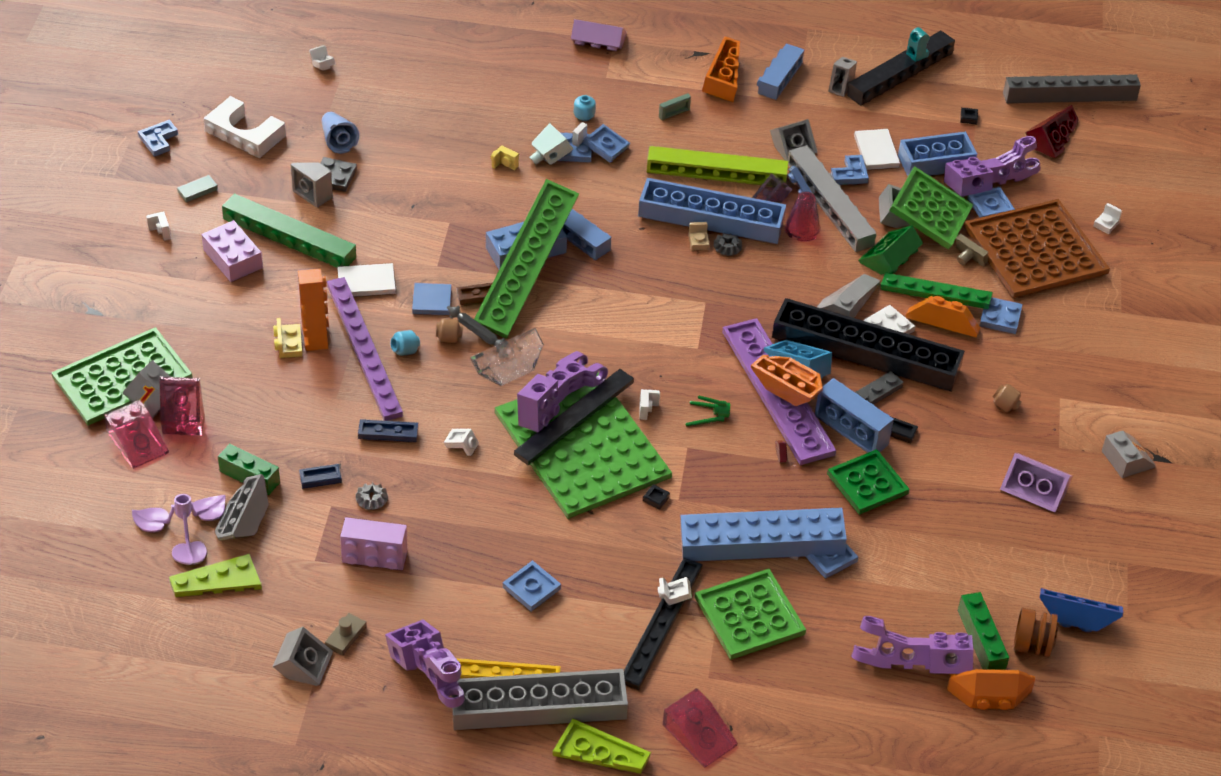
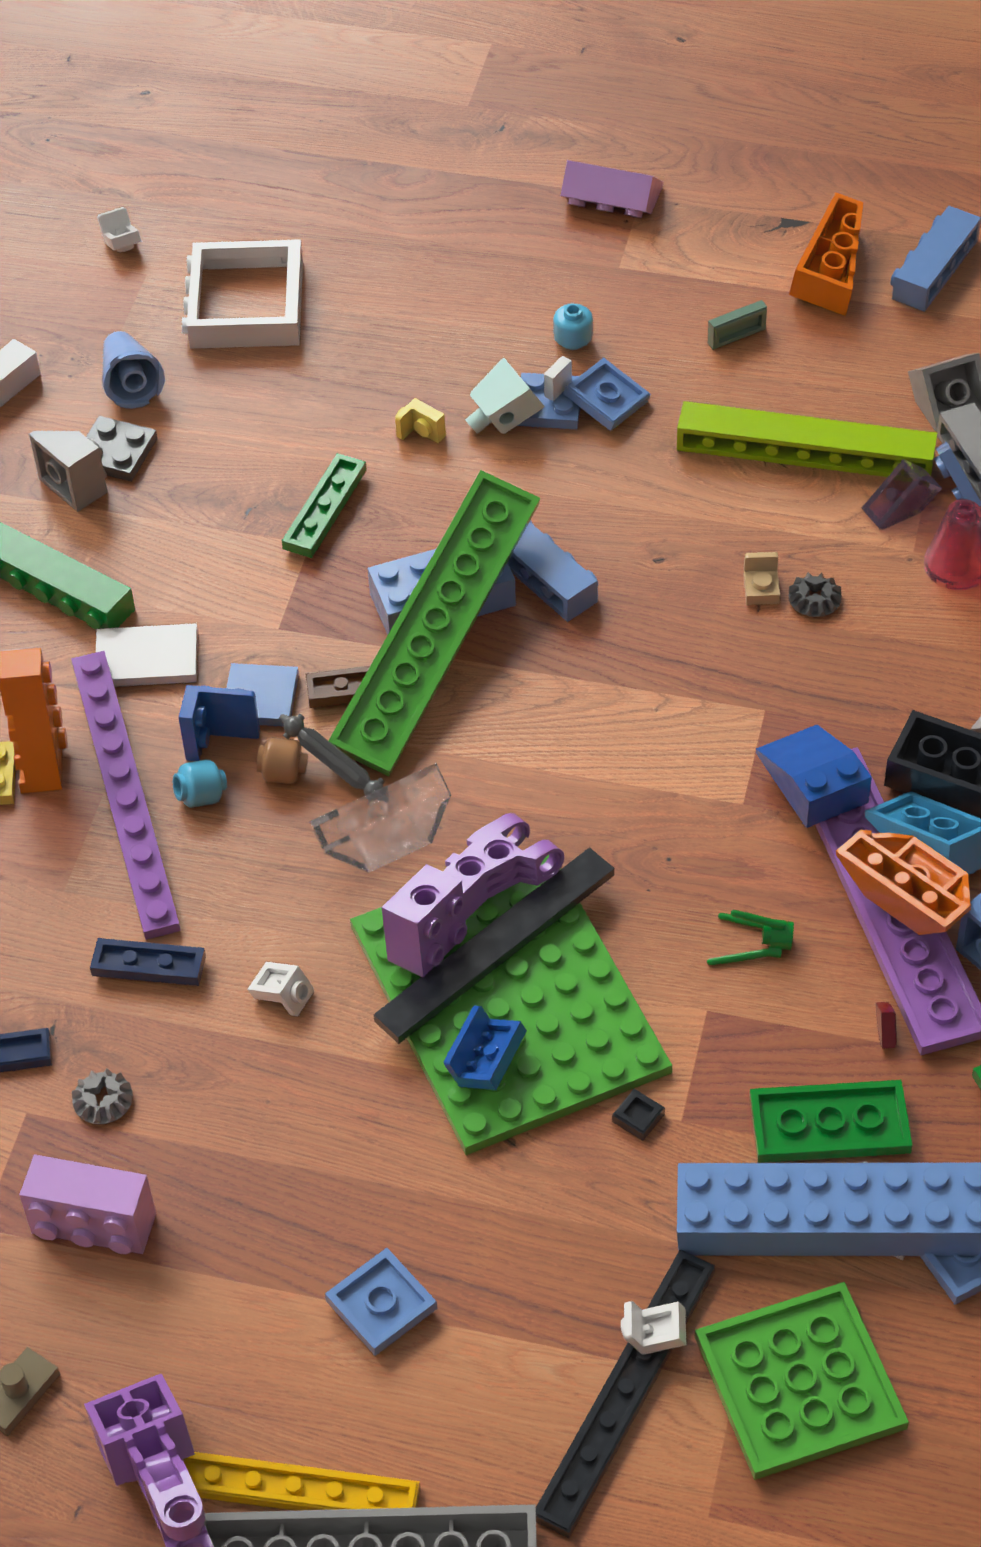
camera: 10 degrees right, 5 degrees up
(397, 112) = (244, 331): none -> white window
(412, 306) = (217, 713): none -> blue bracket
(456, 202) = (324, 505): none -> plate
(574, 465) = (483, 1050): none -> blue bracket
(648, 399) = (637, 909): white bracket -> none
(721, 210) = (803, 529): medium blue brick -> none
(737, 331) = (816, 774): none -> blue slope
(756, 494) = (830, 1121): none -> green plate

